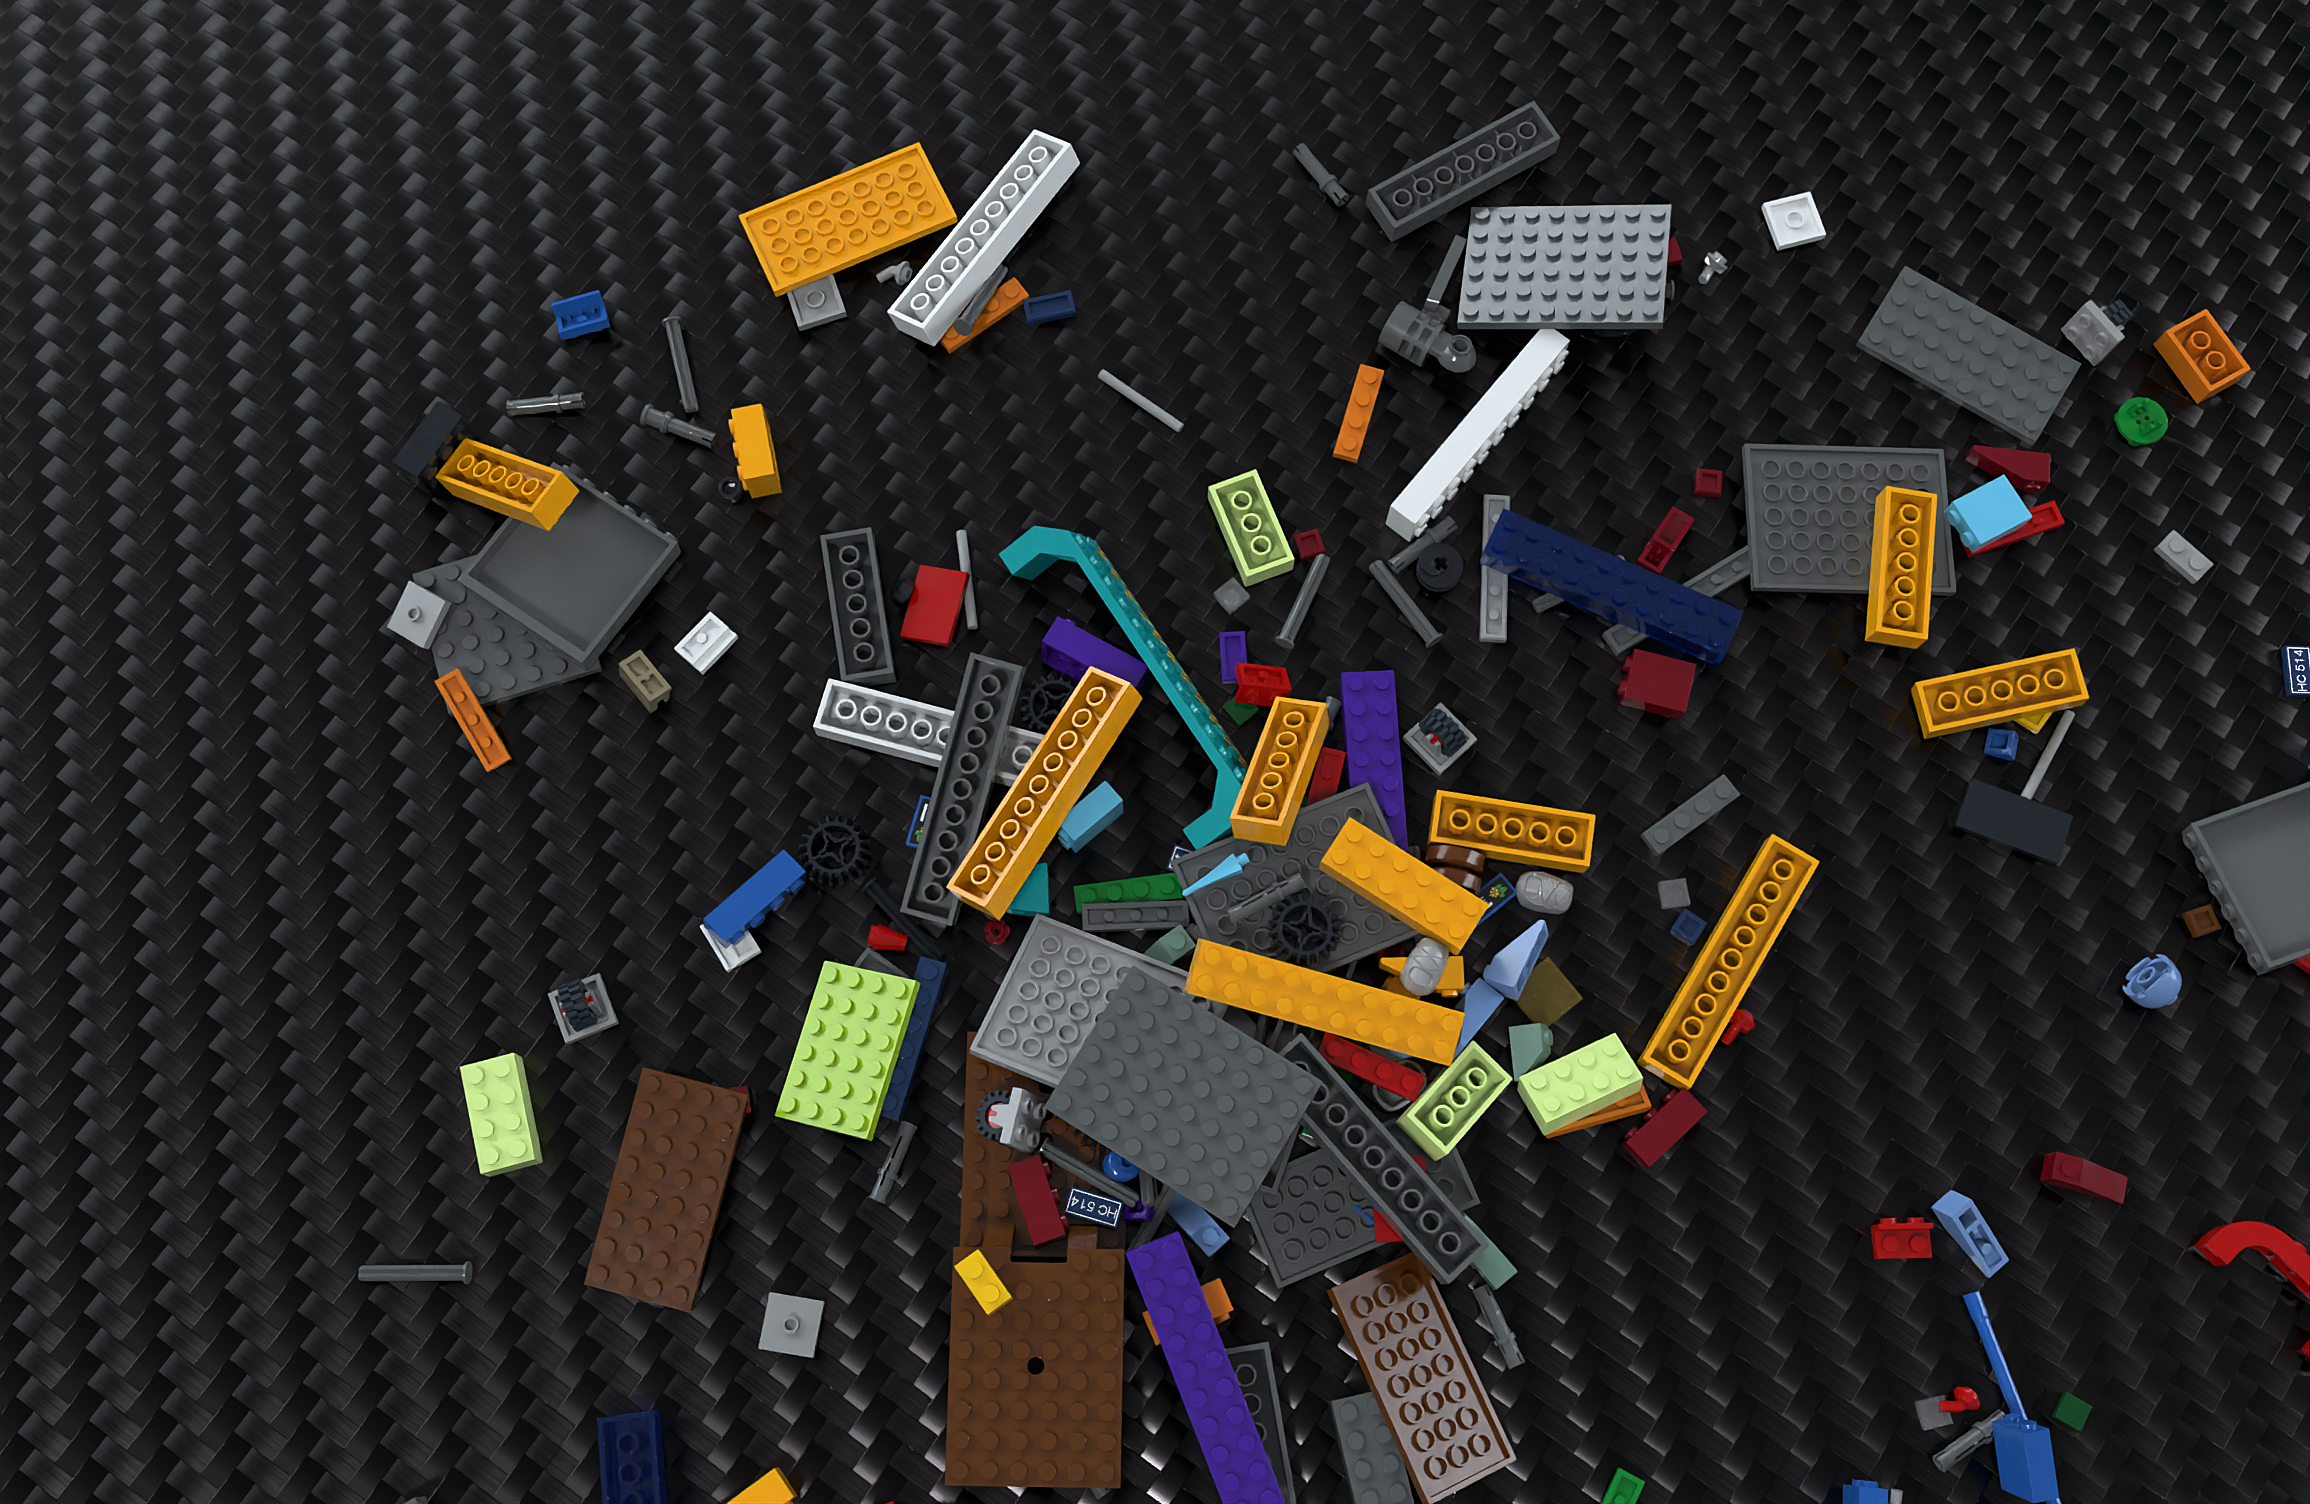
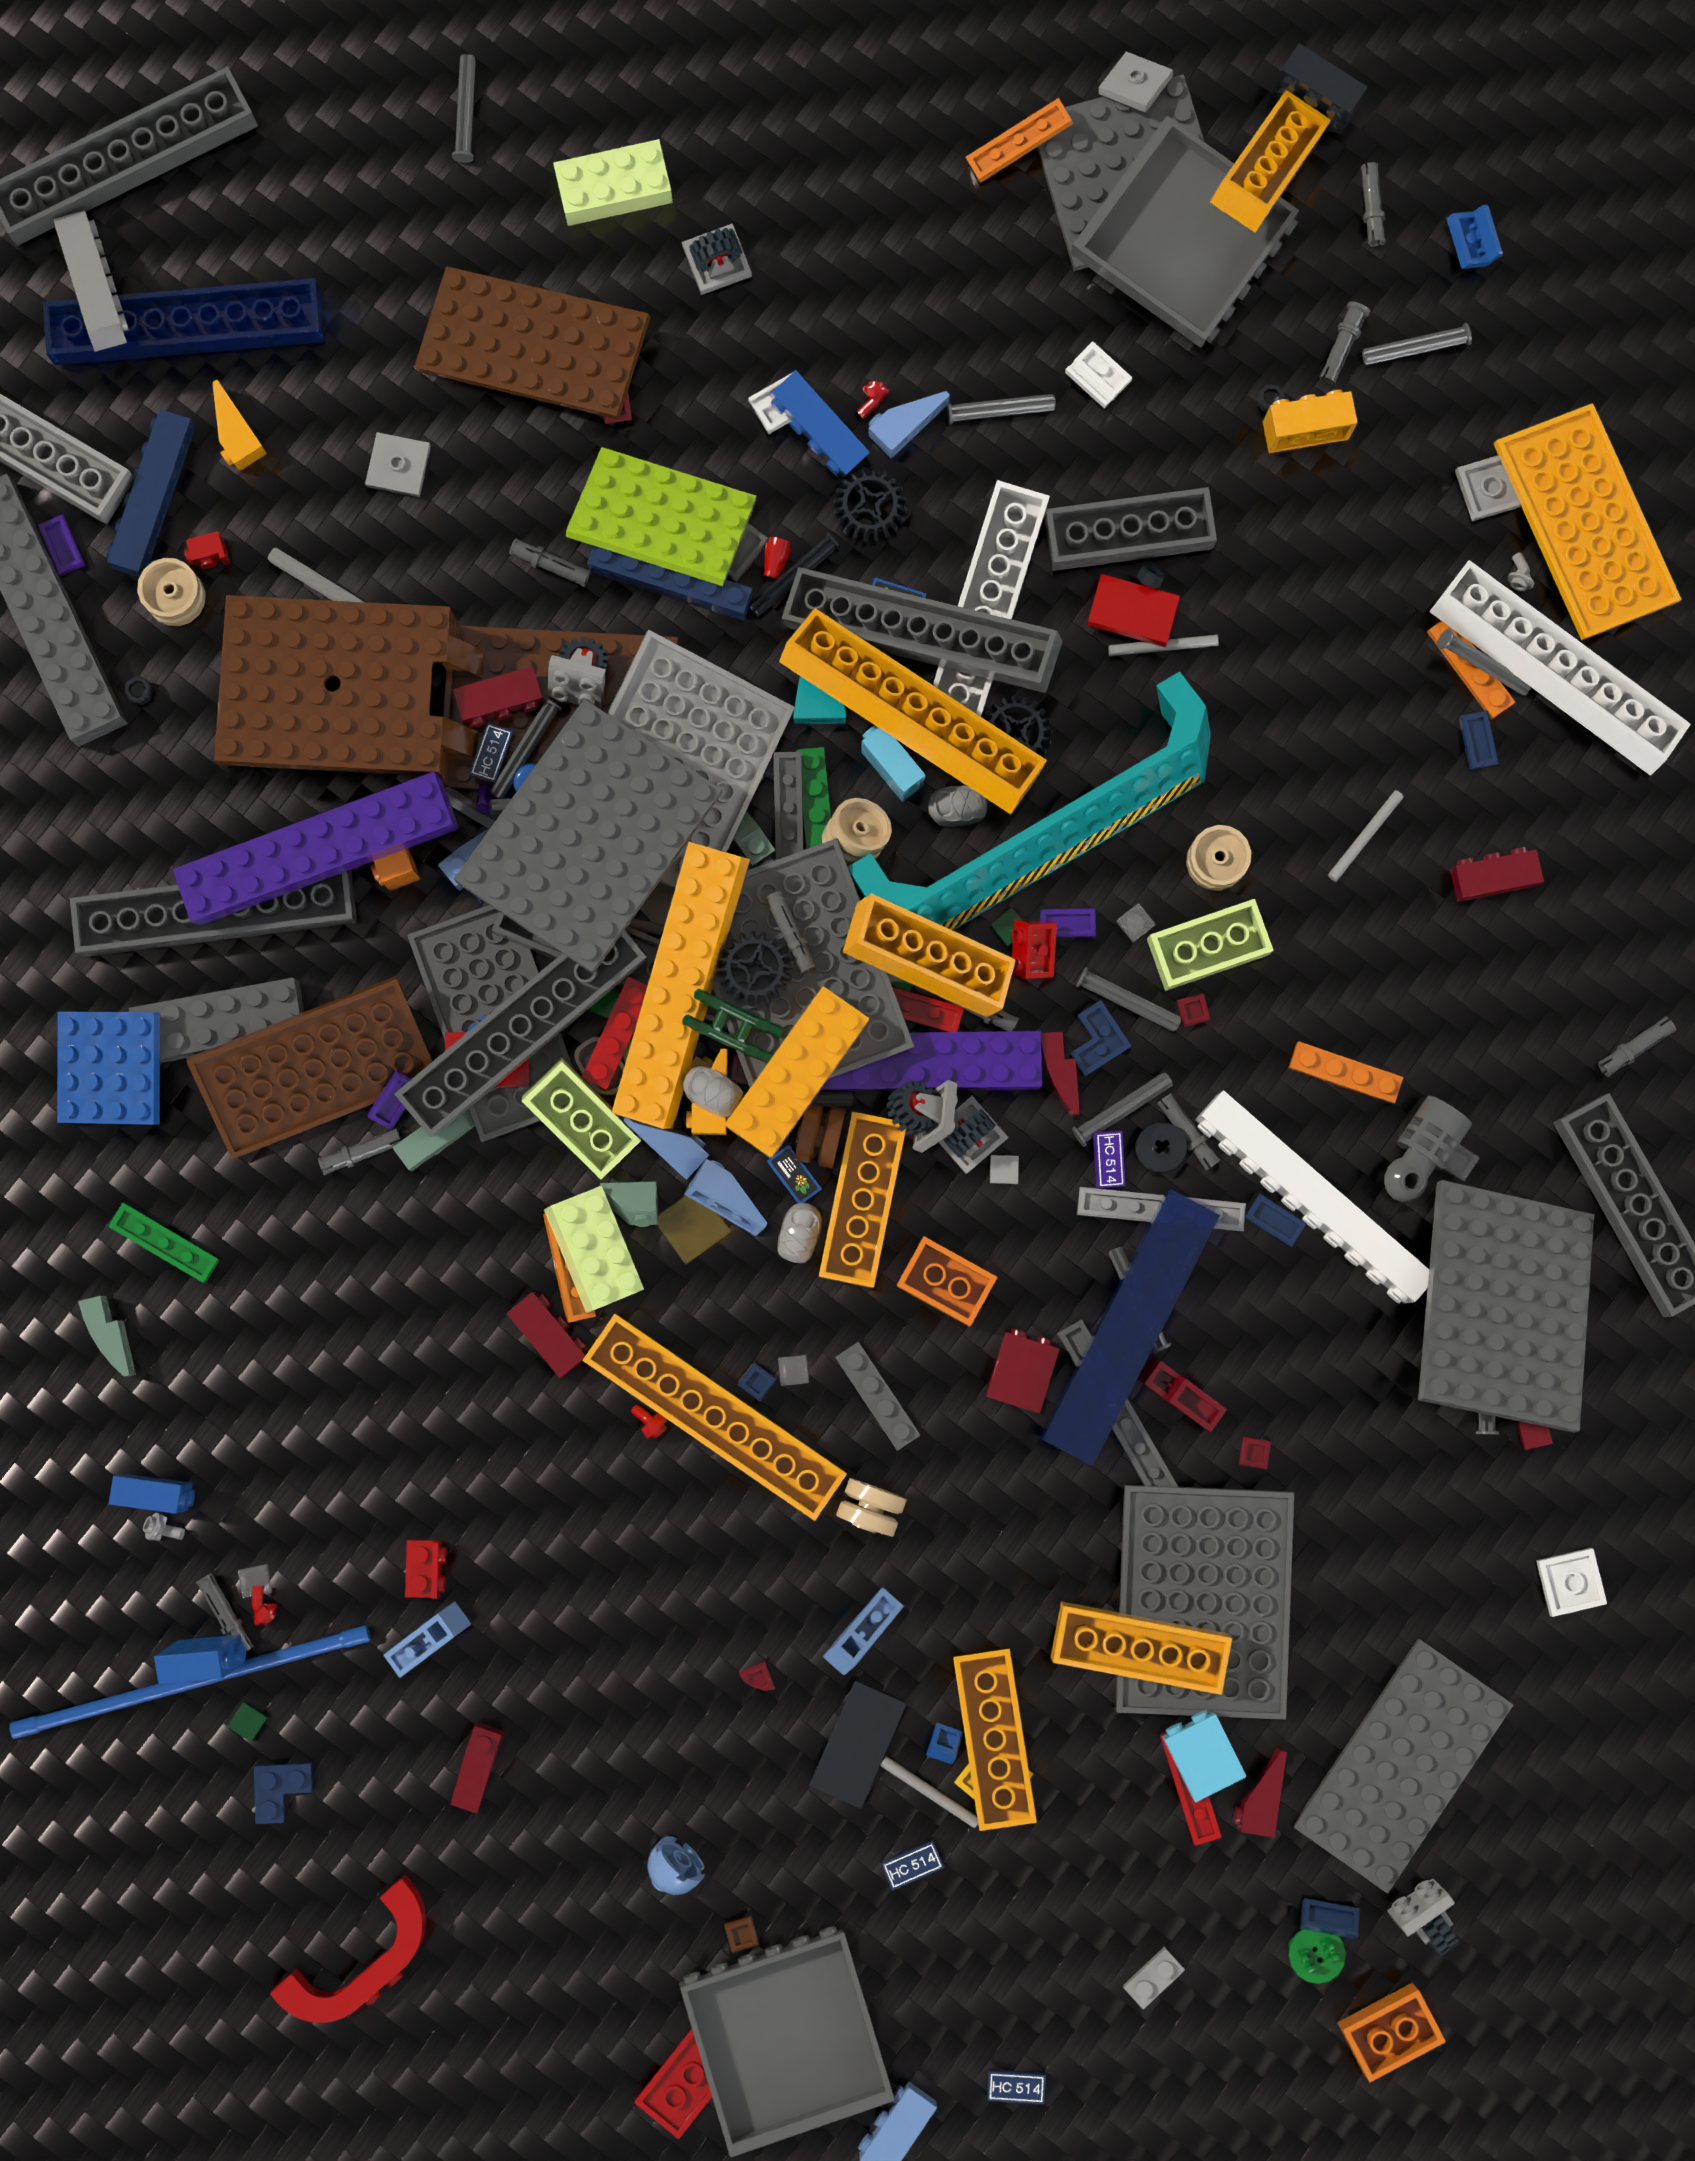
camera: 90 degrees right, 10 degrees up
(644, 680) = (1058, 312): dark tan hinge -> none
(722, 849) = (875, 392): none -> red plate
(737, 733) = (1000, 407): none -> dark grey axle
(754, 824) = (904, 422): none -> medium blue slope
(914, 1405) = (310, 577): none -> light grey axle
(983, 1282) = (409, 631): yellow brick -> none
(1000, 938) = (772, 672): dark red plate -> none
(1075, 650) = (1061, 769): dark purple brick -> none
(1126, 760) = (957, 806): none -> light grey piece
(1156, 843) = (859, 829): none -> tan wheel
(1169, 522) = (1218, 874): none -> tan wheel
(1173, 289) = (1496, 874): none -> dark red brick
(1229, 867) = (825, 896): medium azure piece -> none
(1344, 619) = (1106, 1039): none -> dark blue plate
(1377, 655) = (1060, 1071): none -> dark red slope
(1377, 944) = (748, 1021): none -> dark green piece
(1427, 771) = (924, 1111): none -> plate
(1445, 273) = (1508, 1176): dark grey beam -> none
(1449, 1296) = (388, 1107): none -> dark purple tile
(1453, 613) = (1109, 1159): none -> dark purple tile
(1469, 707) = (1004, 1169): none -> light grey tile
(1497, 469) = (1275, 1220): none -> dark blue tile
(1581, 752) = (946, 1281): none -> orange brick
(1715, 262) = (1520, 1487): light grey plate -> none
(1799, 812) = (871, 1506): none -> tan wheel
(1913, 819) = (863, 1631): none -> medium blue slope
(1963, 915) = (758, 1677): none -> dark red tile
(2110, 410) = (1330, 1918): none -> dark blue tile
(2116, 768) = (912, 1865): none -> dark blue tile
(2126, 1381) = (272, 1784): none -> dark blue plate

